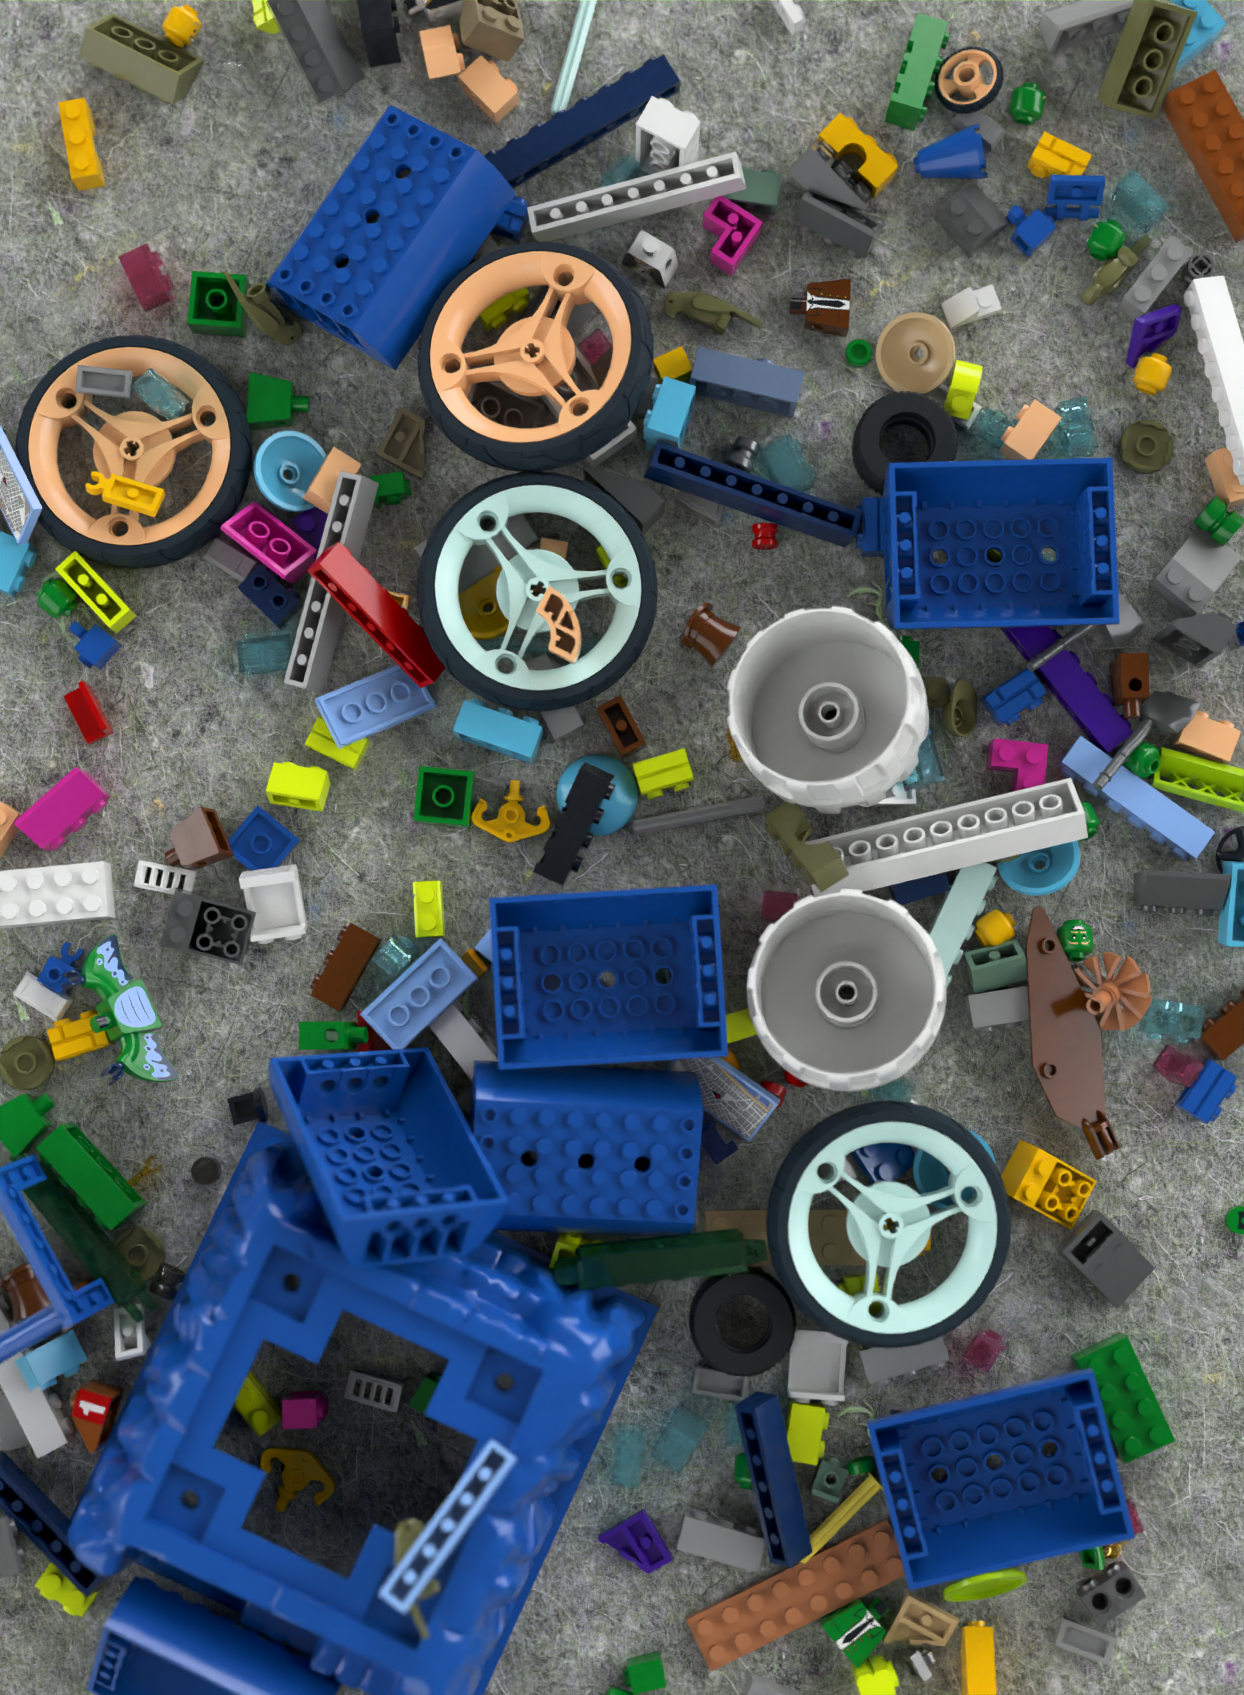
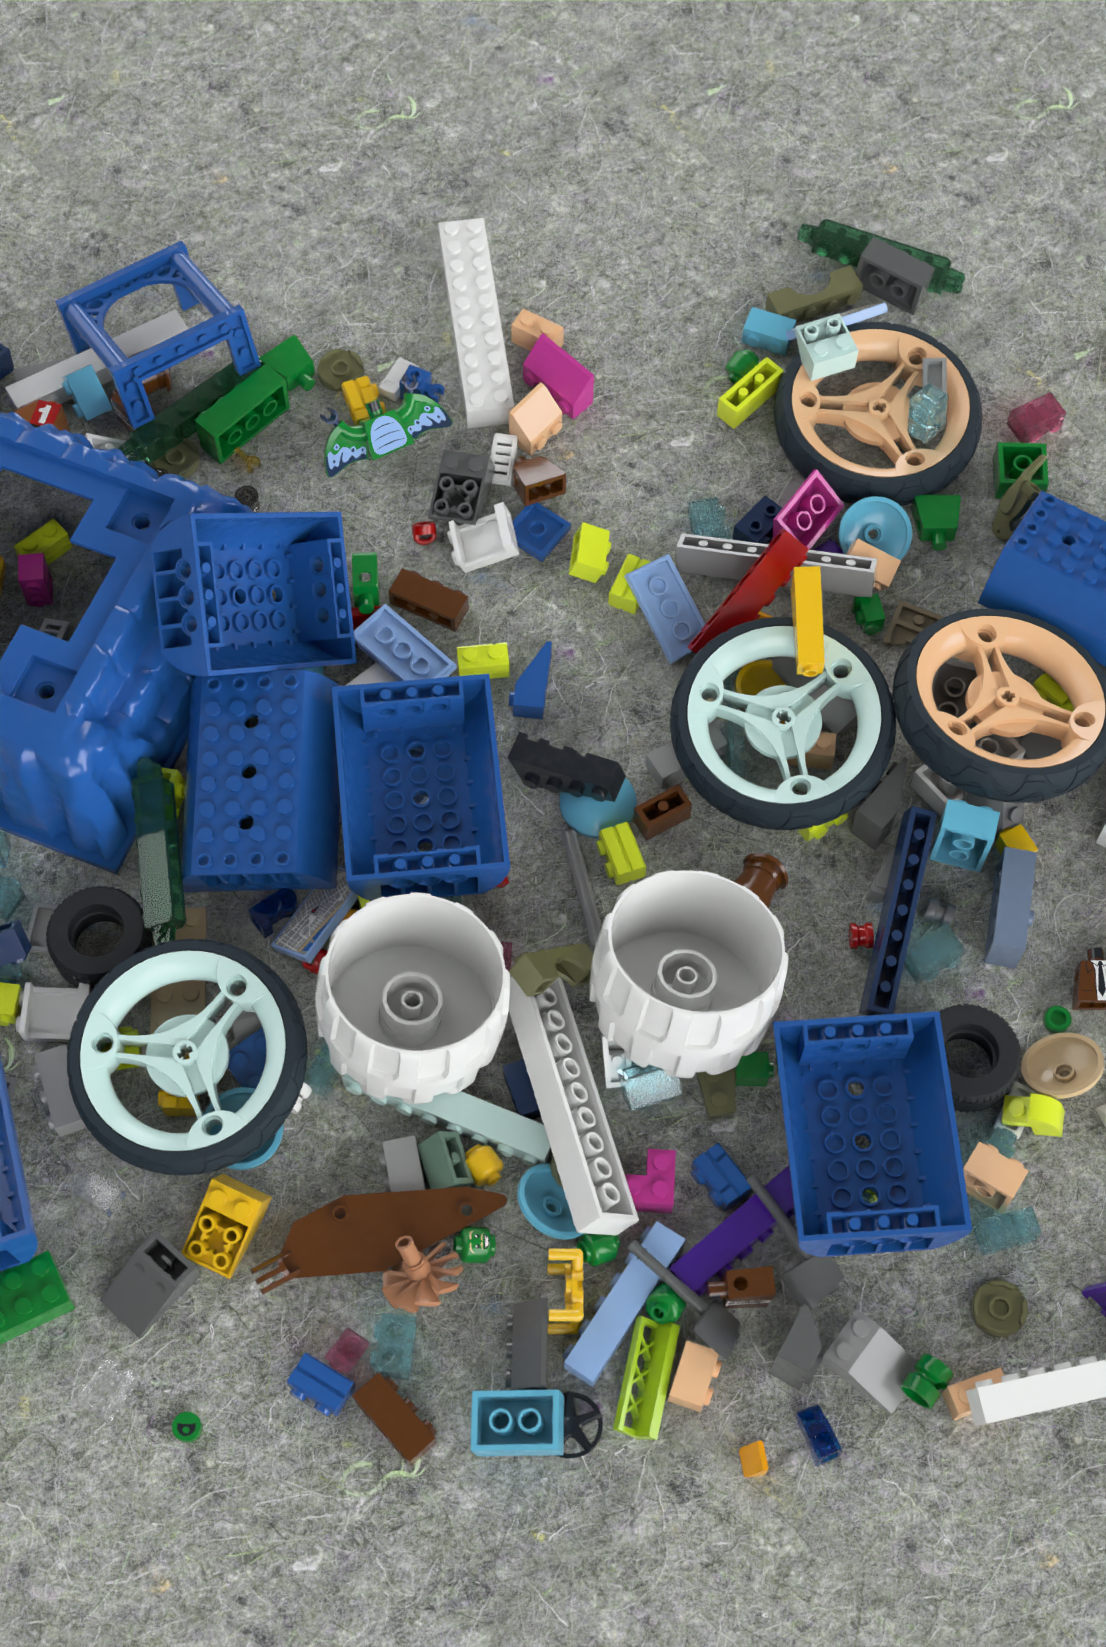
camera: 85 degrees right, 20 degrees down
(58, 498) = (826, 347): none -> light aqua slope
(88, 713) = (645, 397): red panel -> none
(95, 645) = (703, 397): blue brick -> none
(121, 838) = (535, 419): none -> light nougat slope
(127, 493) = (837, 400): yellow plate -> none
(255, 970) = (424, 528): none -> red tile
(396, 955) = (440, 630): clear light blue brick -> none
(443, 550) = (808, 620): none -> yellow slope
(444, 797) = (586, 668): green brick -> none
(465, 858) = (531, 687): none -> blue slope
(499, 730) = (650, 707): medium azure brick -> none
(511, 823) = (571, 728): yellow piece -> none
(563, 625) = (748, 727): light nougat brick -> none
(706, 310) = (1077, 873): olive animal -> none
(961, 711) = (705, 1125): olive cap -> none
(984, 1349) = (63, 1168): clear pink bracket -> none
(1130, 845) = (572, 1294): none -> yellow plate
(1152, 374) = (1076, 1309): yellow head -> none

